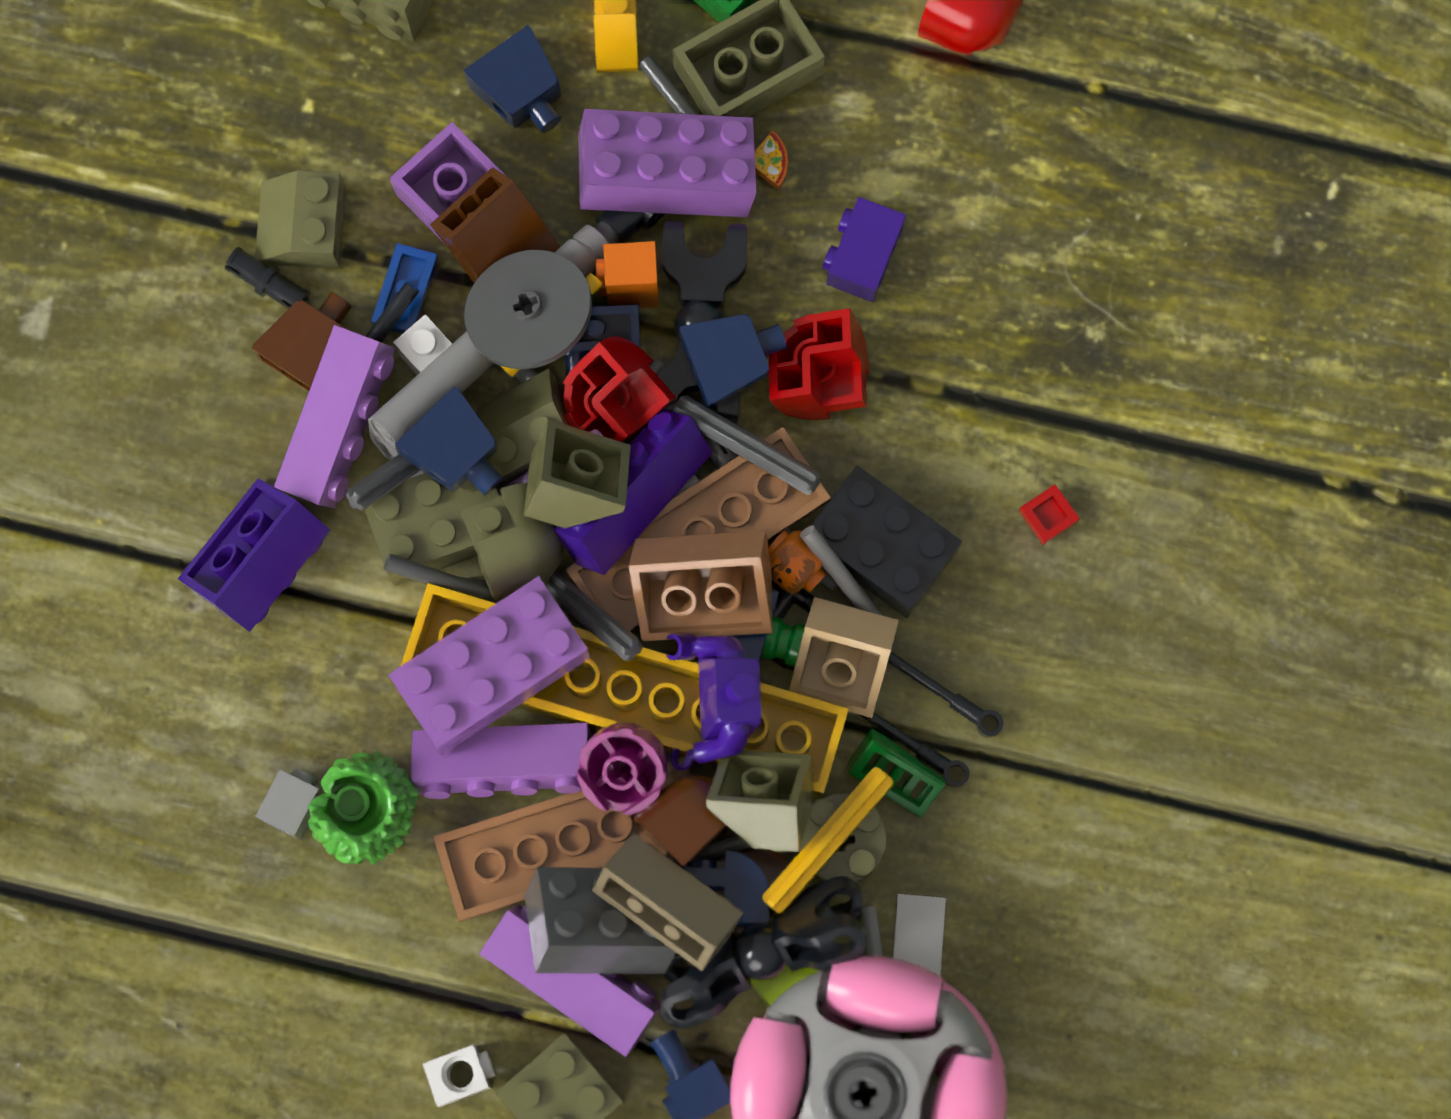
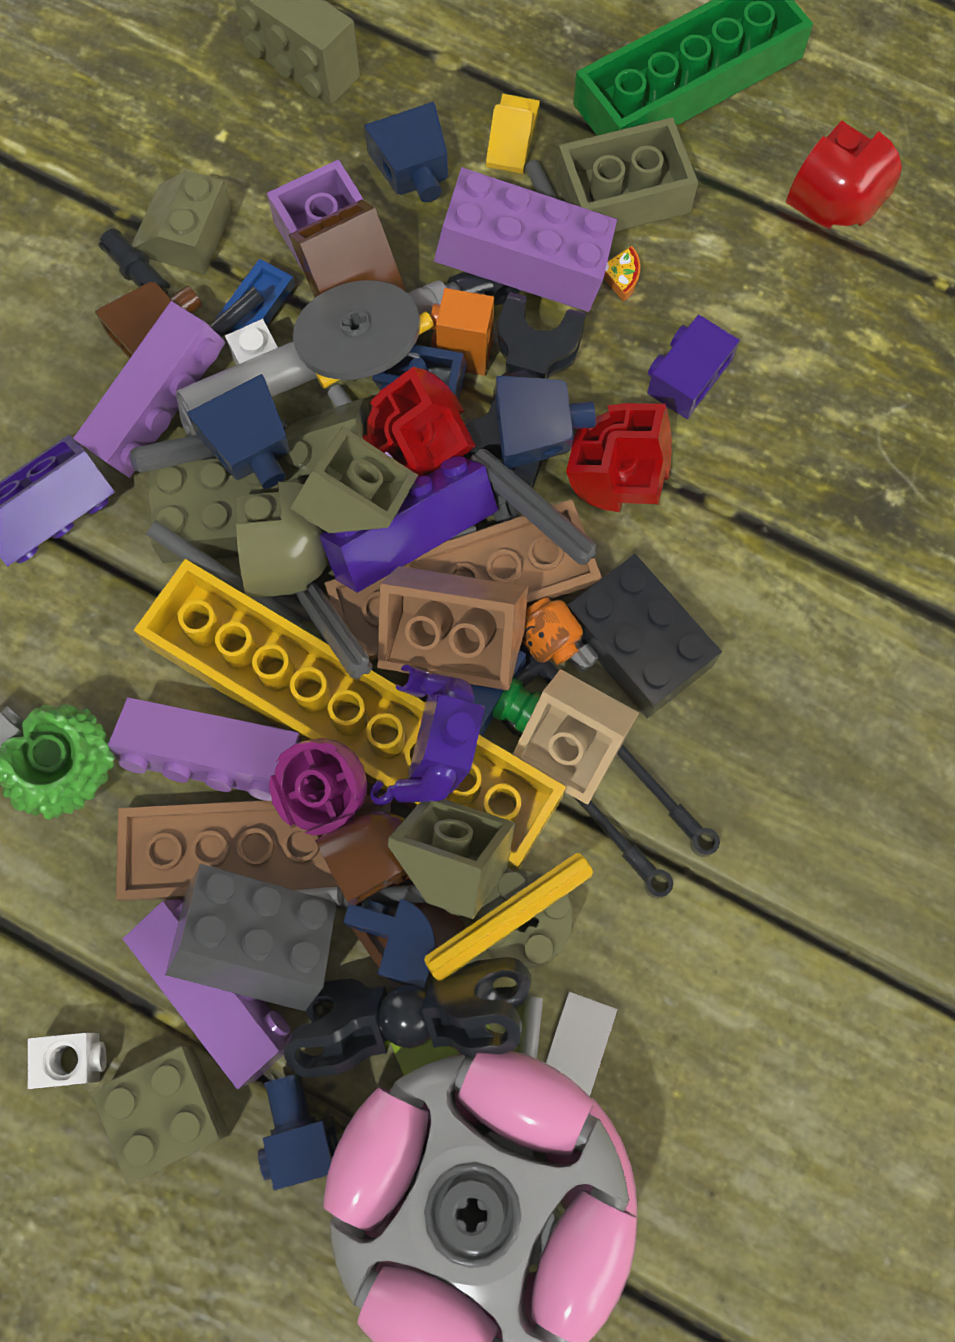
camera: 15 degrees right, 5 degrees down
(490, 665) = (213, 649): medium lavender brick -> none
(667, 901) = (322, 936): dark tan brick -> none
(838, 570) = (589, 647): light grey bar -> none
(903, 761) = (610, 858): green slope -> none
(1049, 514) = (812, 652): red plate -> none

